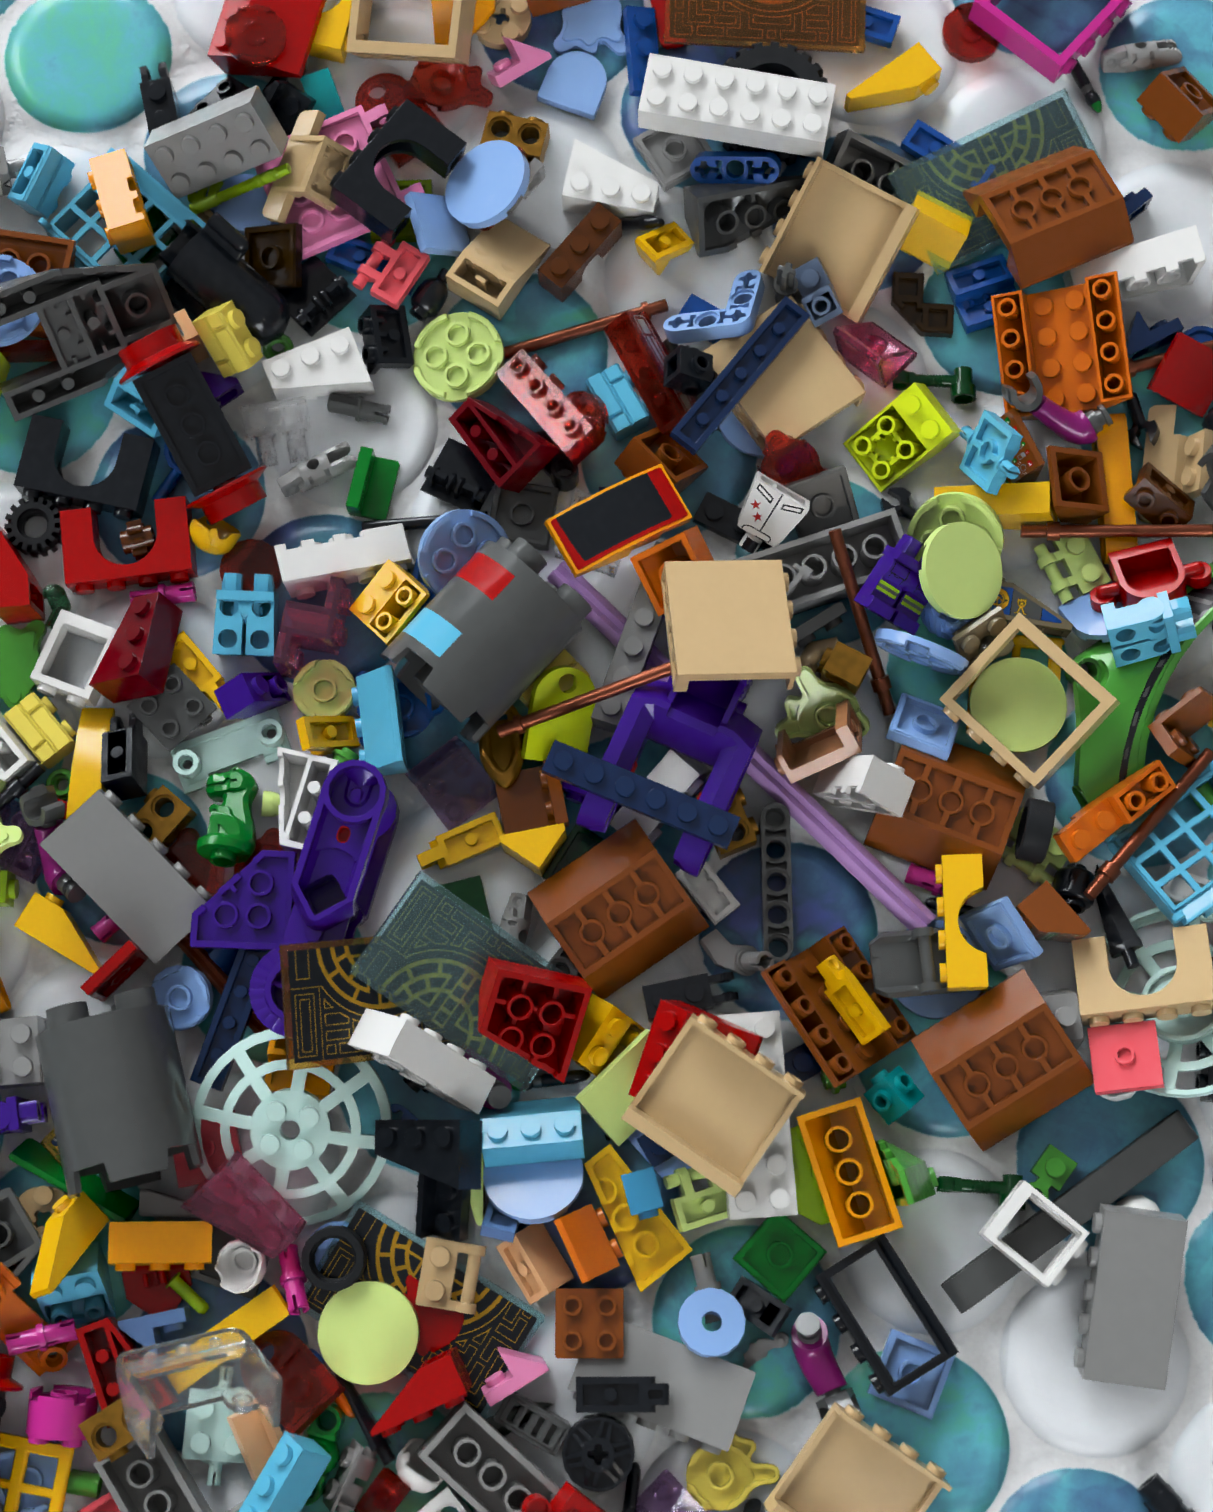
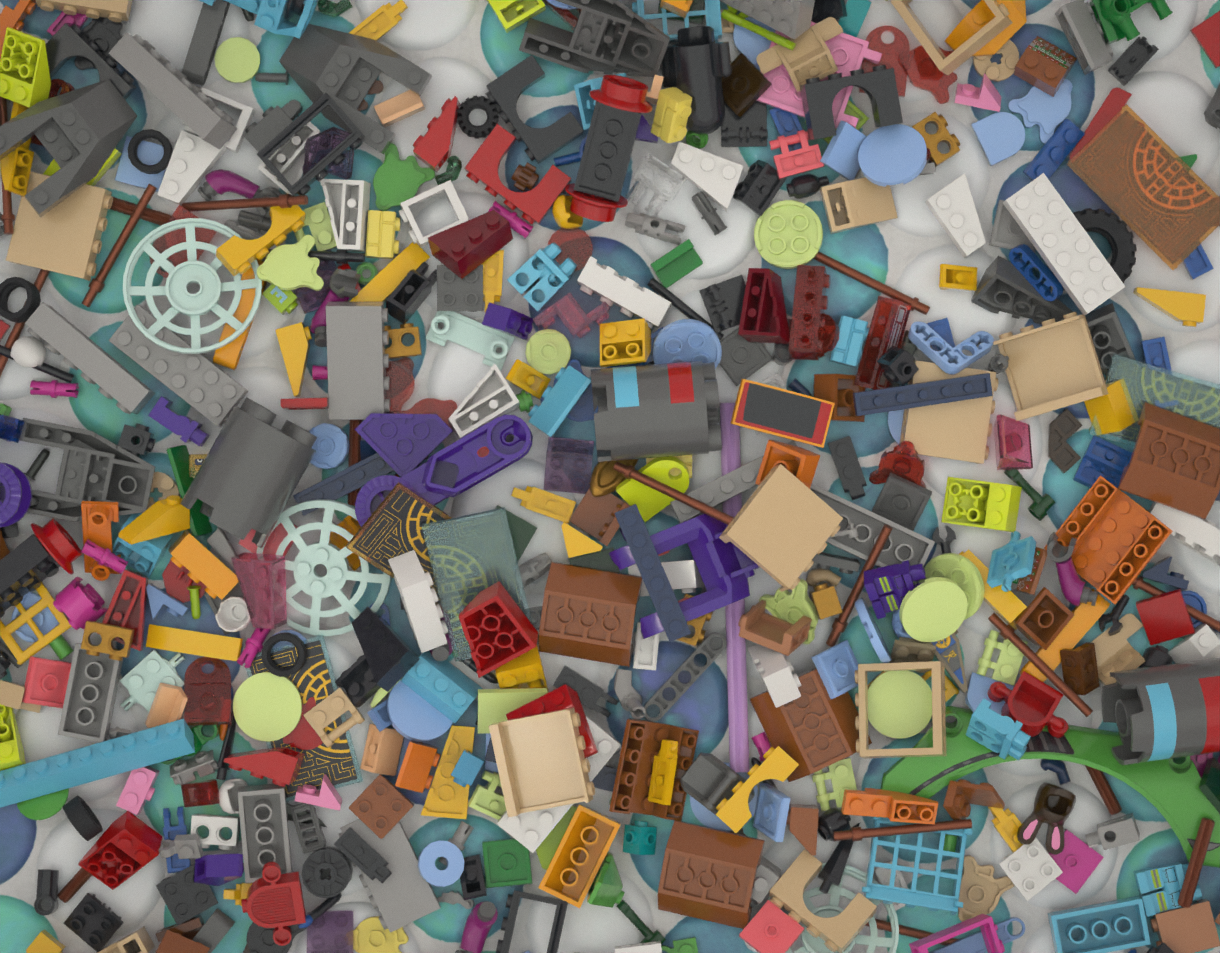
camera: 40 degrees right, 10 degrees up
(192, 1374) = (166, 649): clear windscreen -> none
(231, 825) = (433, 382): green animal -> none
(270, 804) = (464, 387): yellowish green hinge -> none
(566, 265) = (908, 238): reddish brown arch -> none
(642, 222) = (957, 254): black piece -> none
(769, 513) = (867, 482): white torso -> none
(817, 292) = (1012, 385): sand blue slope -> none
(1035, 830) = (839, 777): black tyre -> none

